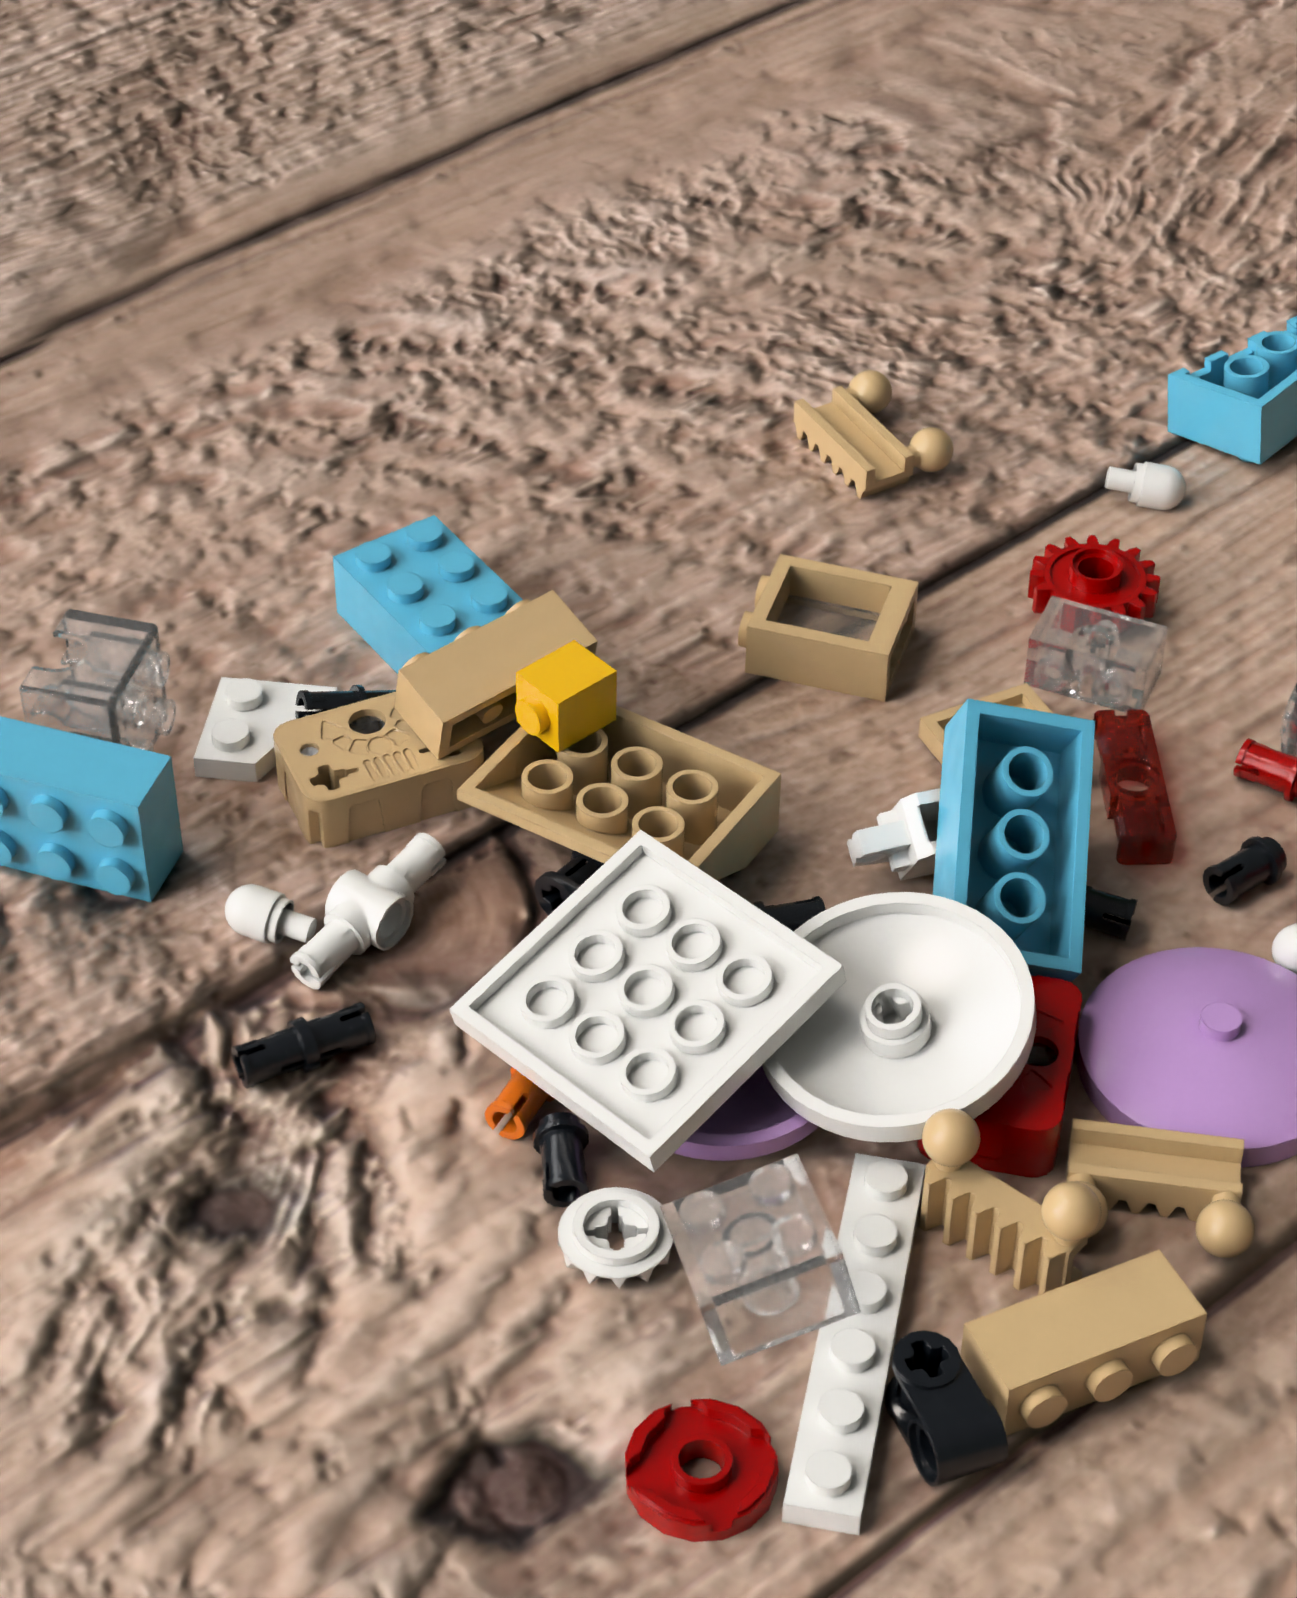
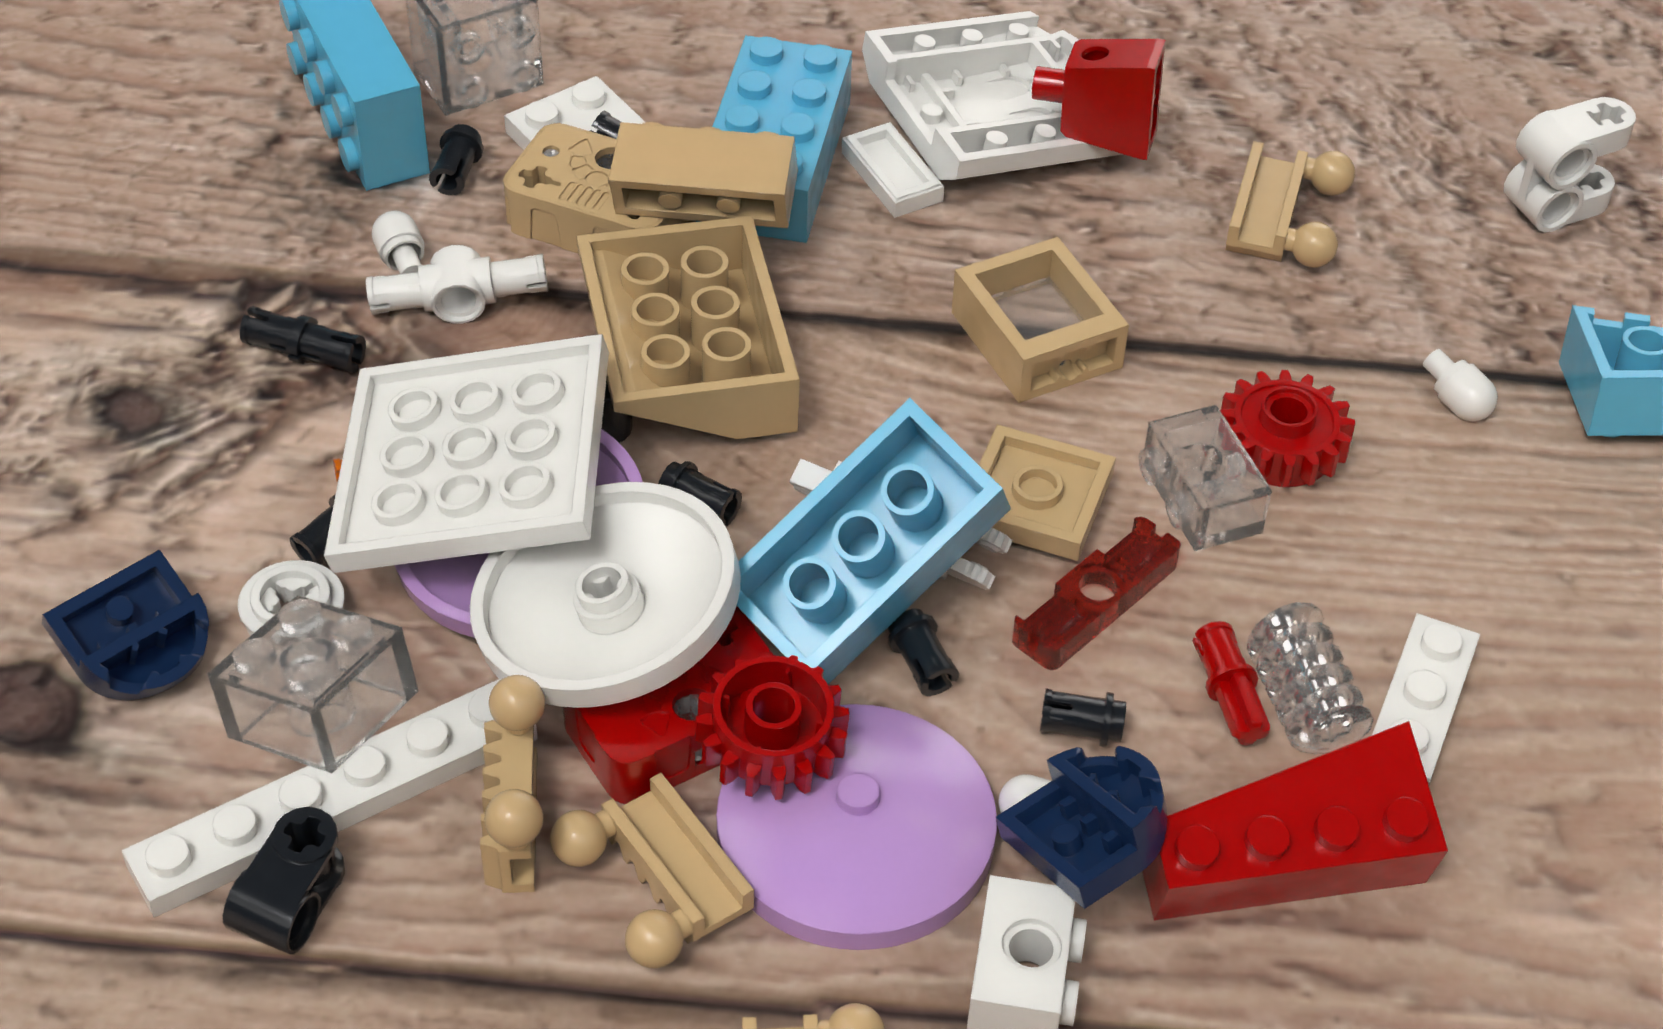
camera: 45 degrees right, 5 degrees up
(207, 820) = (459, 150): none -> black pin
(537, 1353) = (132, 631): none -> dark blue slope
(560, 490) = (968, 93): none -> white wedge
(566, 696) = (712, 218): yellow brick -> none
(585, 595) = (892, 169): none -> white tile
(681, 420) = (1108, 93): none -> red torso
(701, 1506) = (119, 822): red tile -> none
(1023, 279) = (1559, 171): none -> white piece
(1084, 1341) = (442, 924): tan brick -> none
(1118, 1015) = (772, 724): none -> red gear

